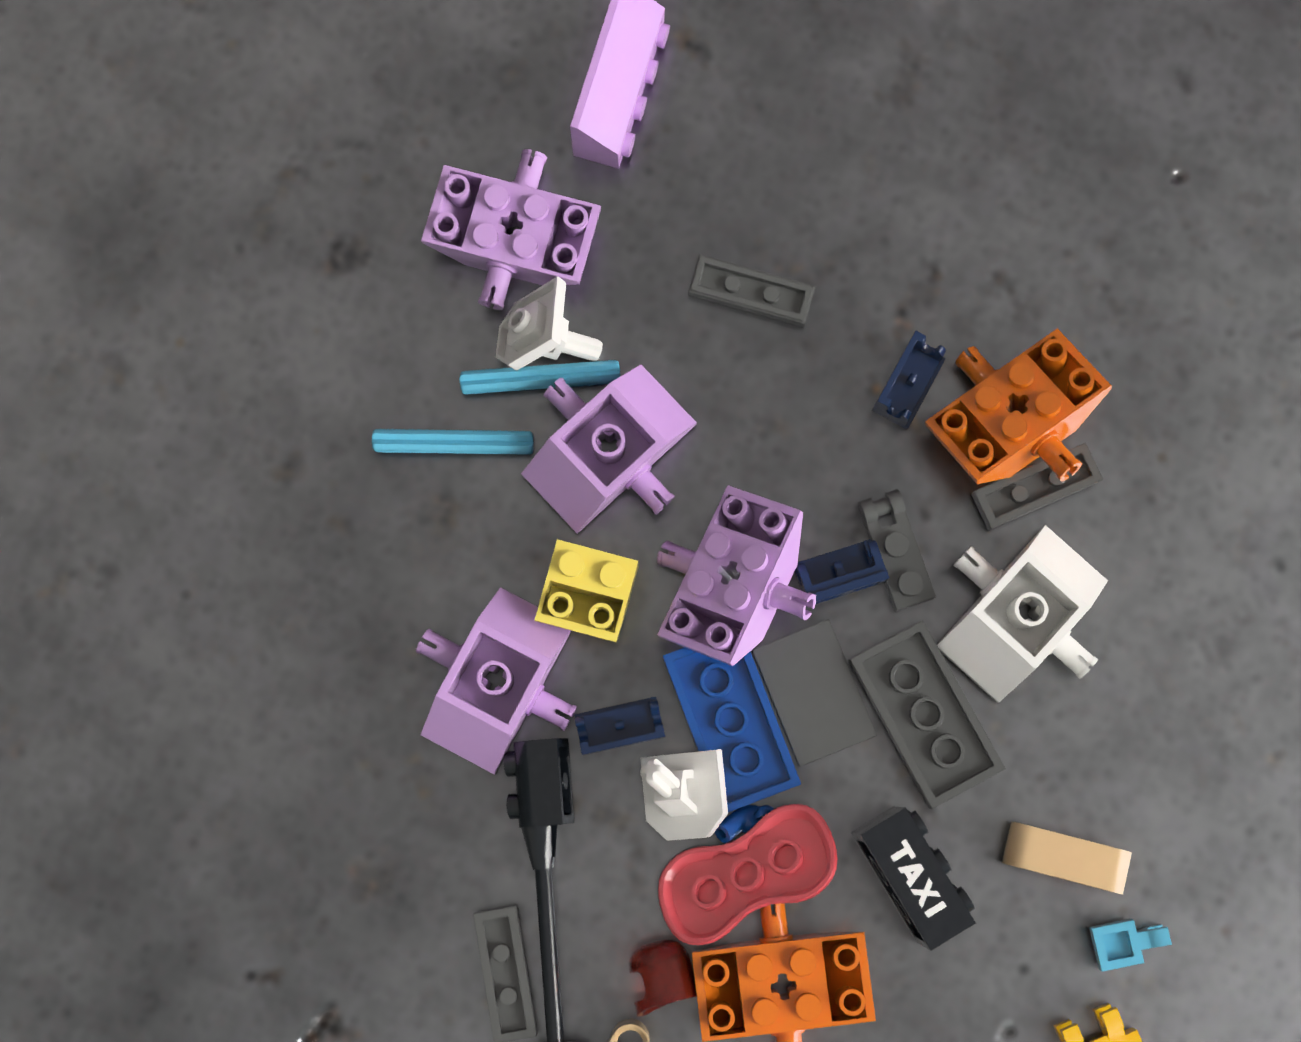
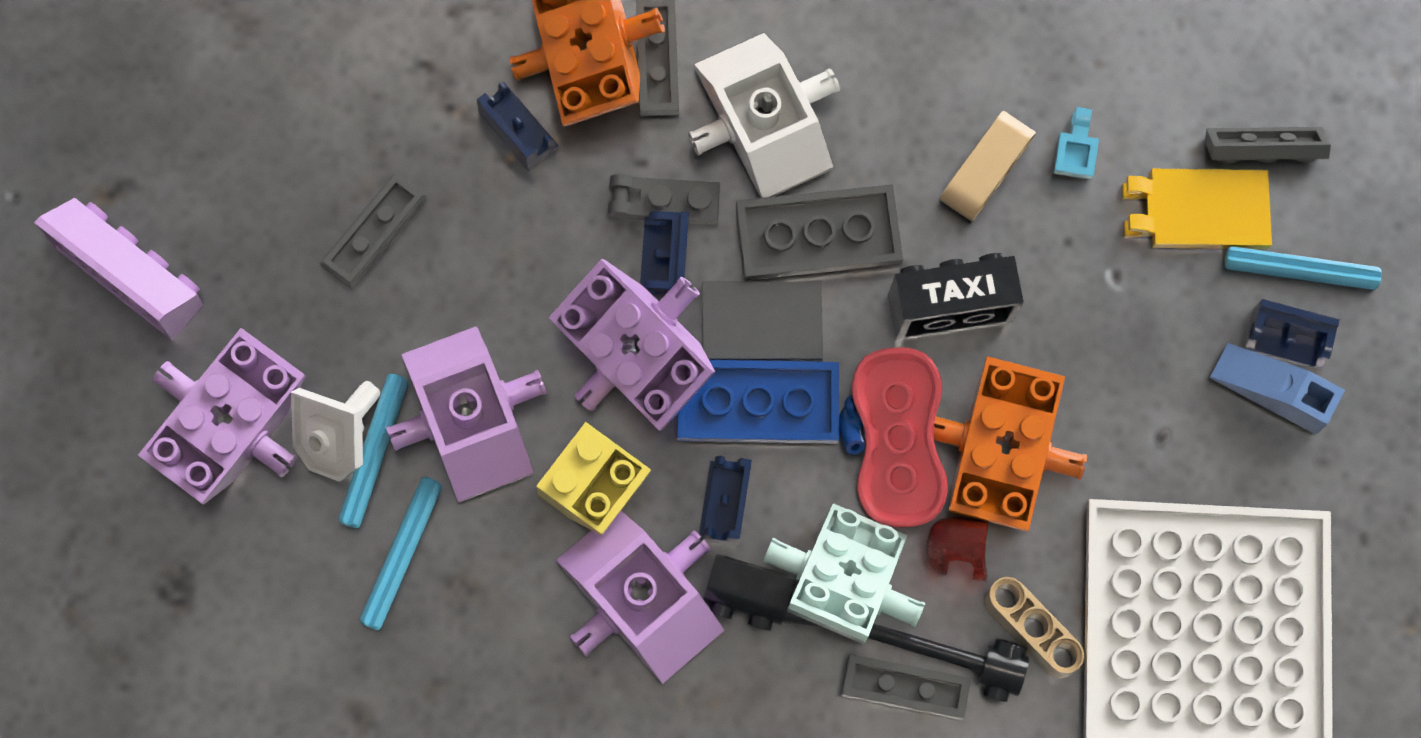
camera: 75 degrees left, 5 degrees down
(584, 875) = (847, 575): none -> light aqua slope
(684, 793) = (807, 466): white piece -> none

